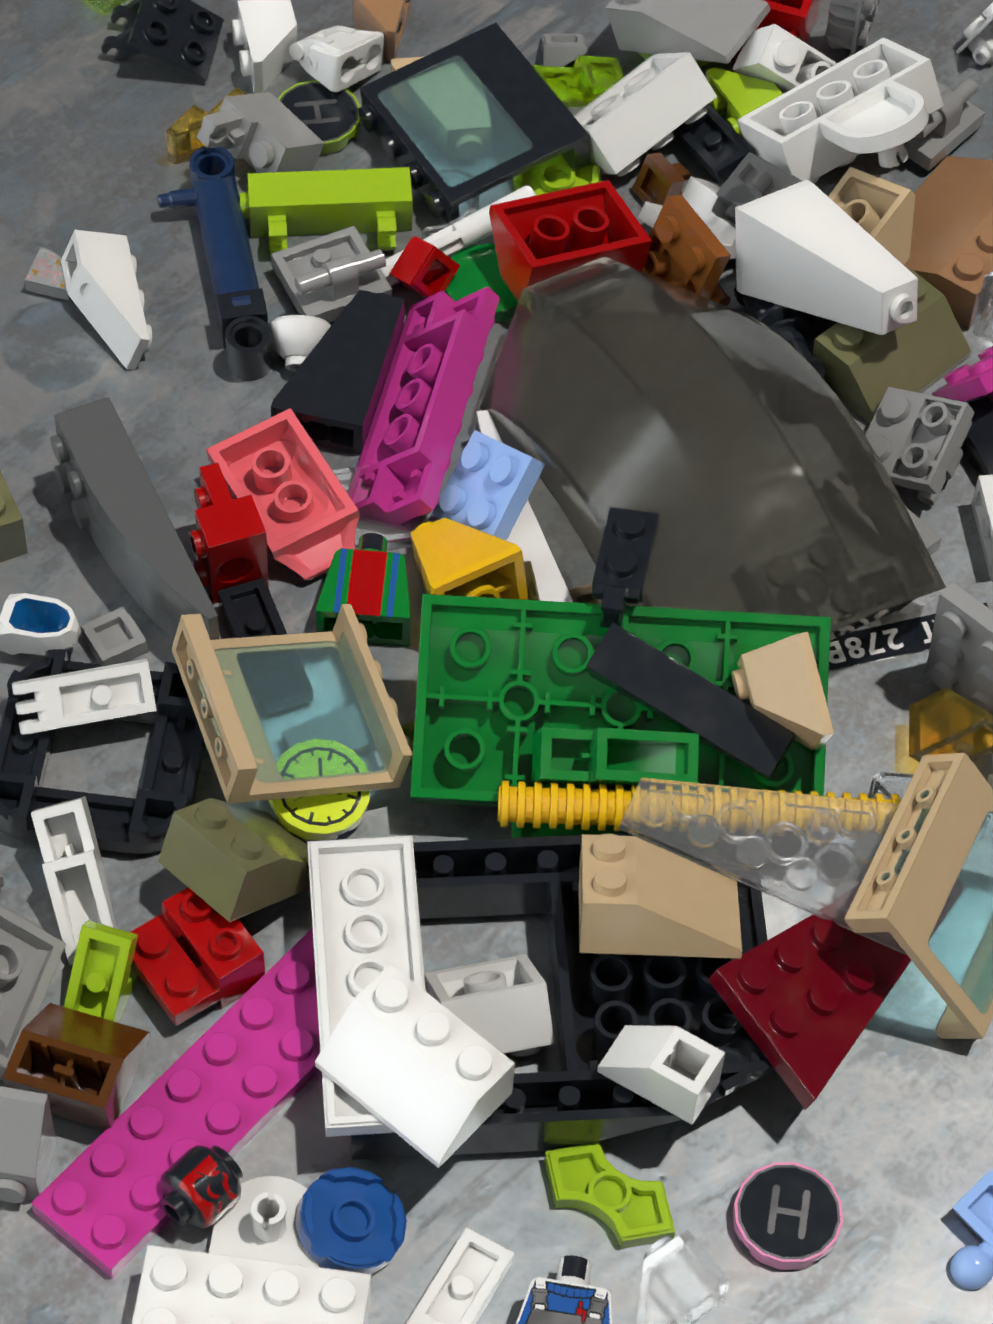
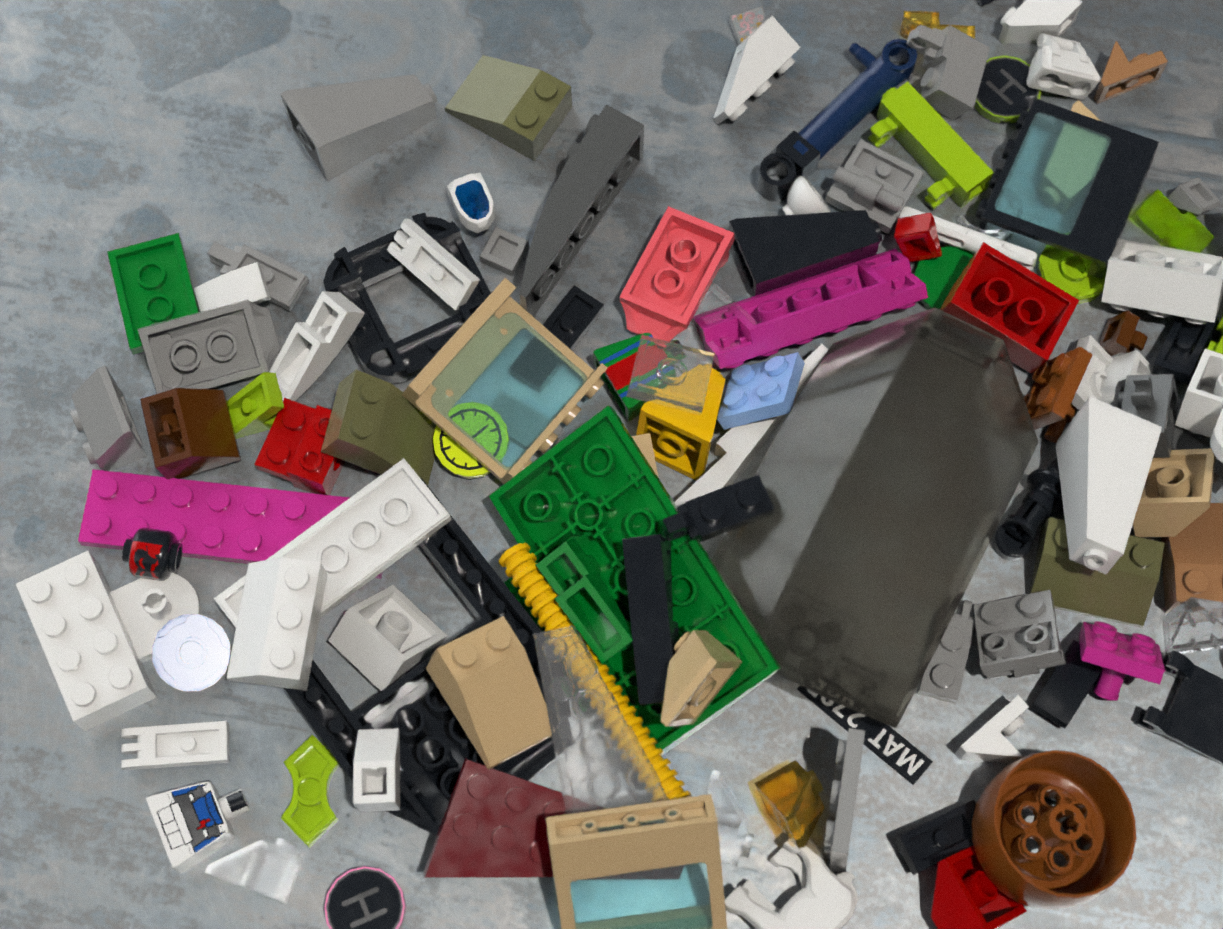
camera: 60 degrees right, 15 degrees up
(227, 536) = (604, 263): red brick -> none
(409, 548) = (670, 374): none -> clear tile

